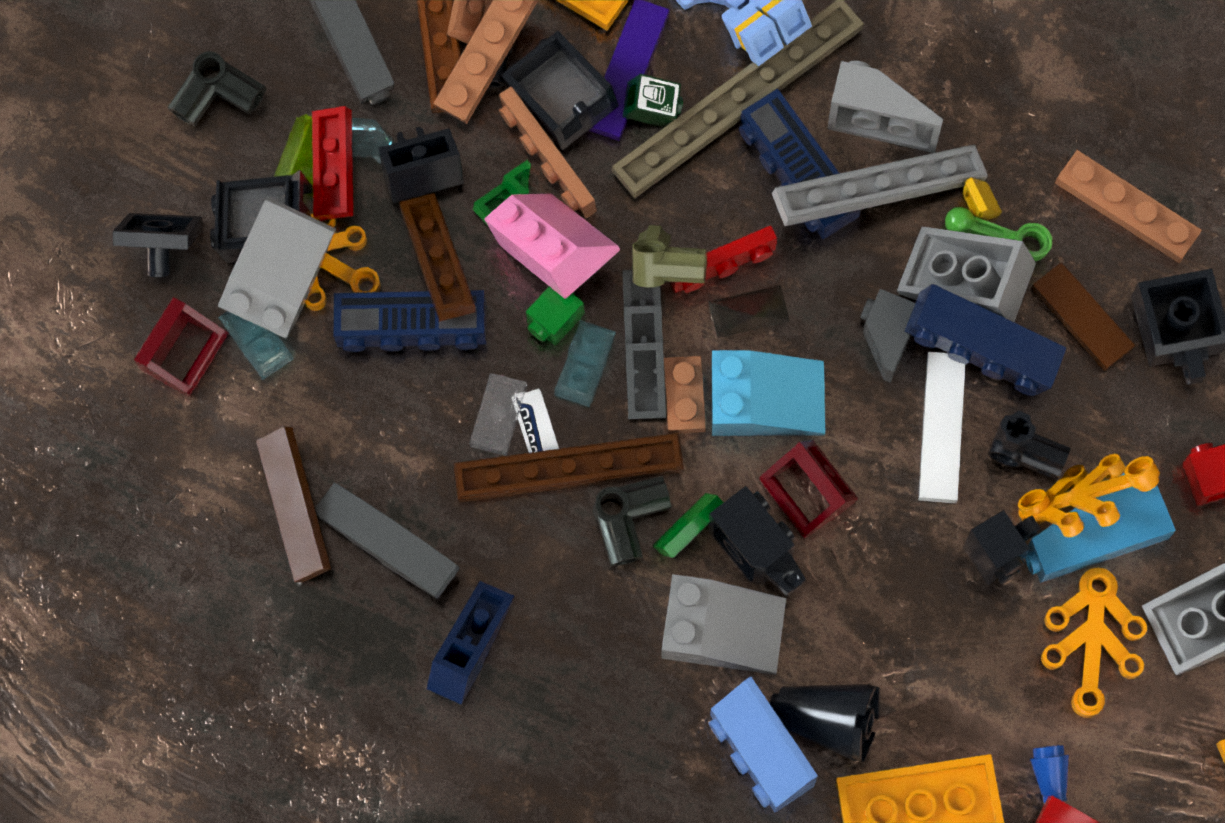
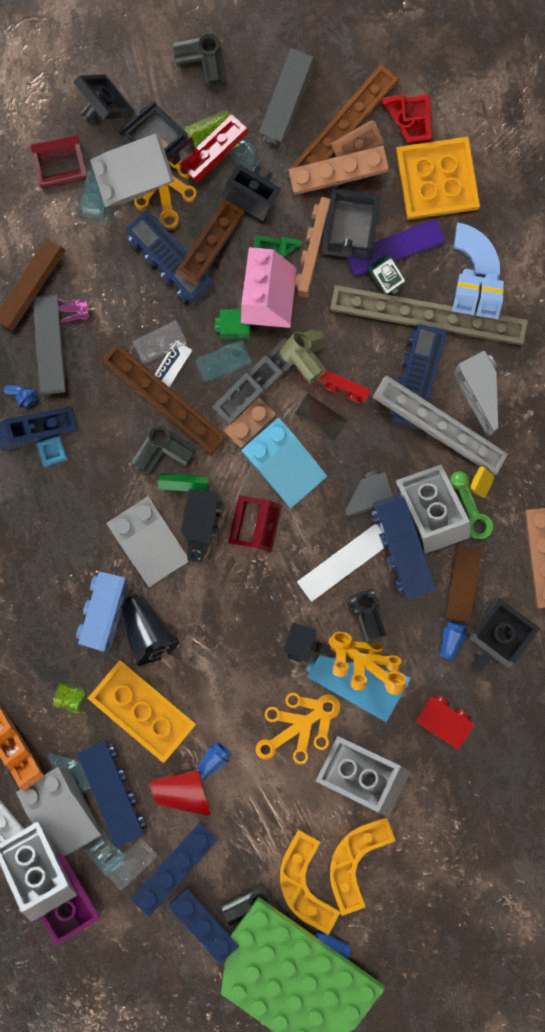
camera: 50 degrees right, 10 degrees up
(374, 468) = (79, 306): none -> flat silver piece
(422, 621) = (25, 397): none -> blue plate
(513, 648) = (52, 451): none -> dark azure tile
(1138, 379) = (453, 638): none -> blue cone

